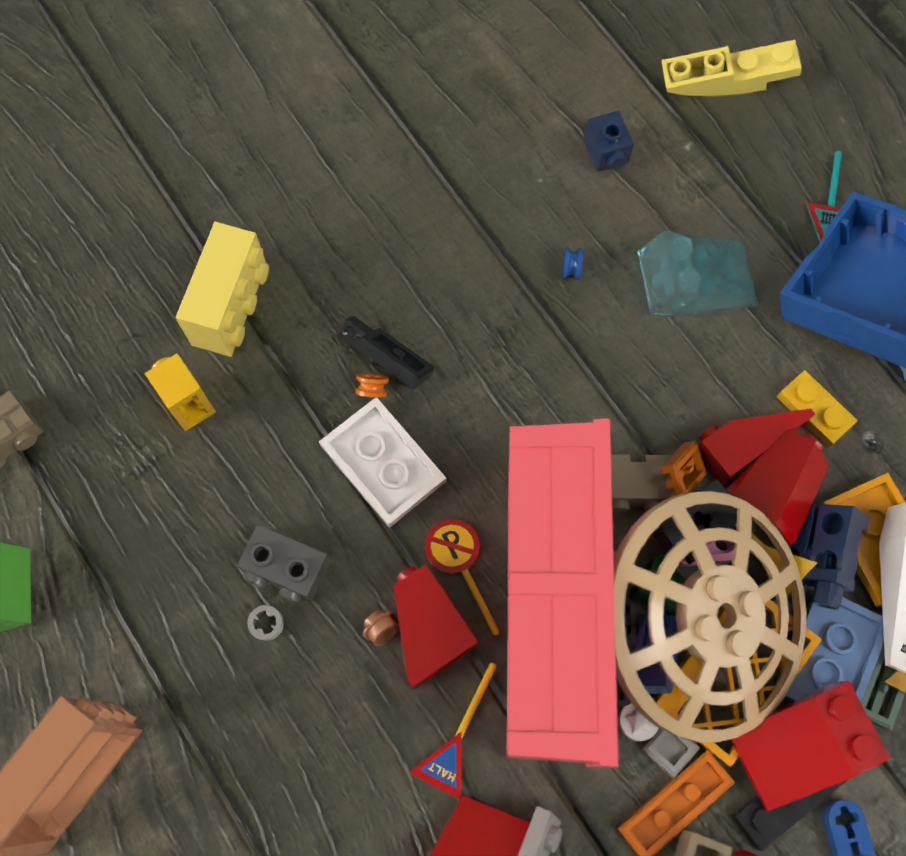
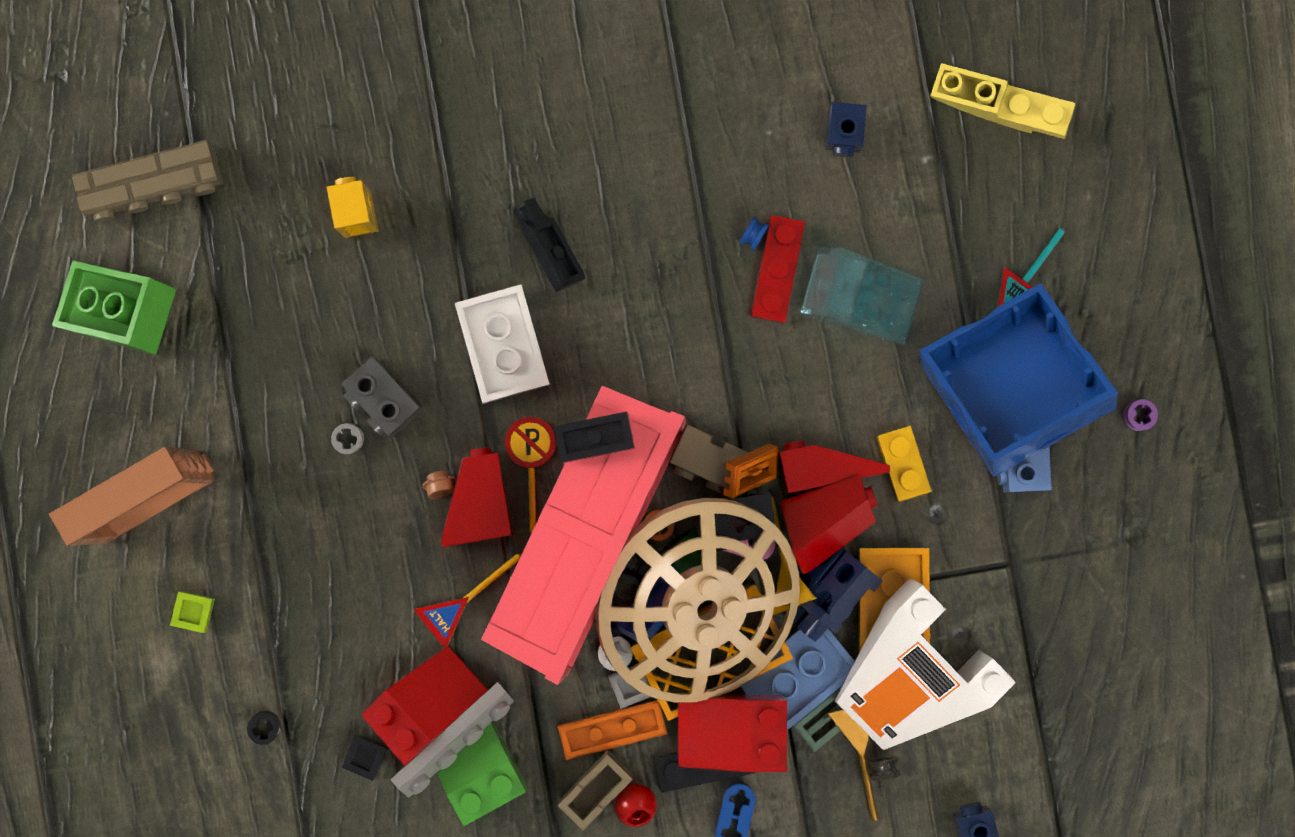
camera: 20 degrees right, 15 degrees up
(223, 289) = (427, 126): light yellow brick -> none
(371, 385) = (522, 271): orange bush -> none
(529, 477) = (594, 437): none -> black plate
(609, 288) = (778, 269): none -> red plate

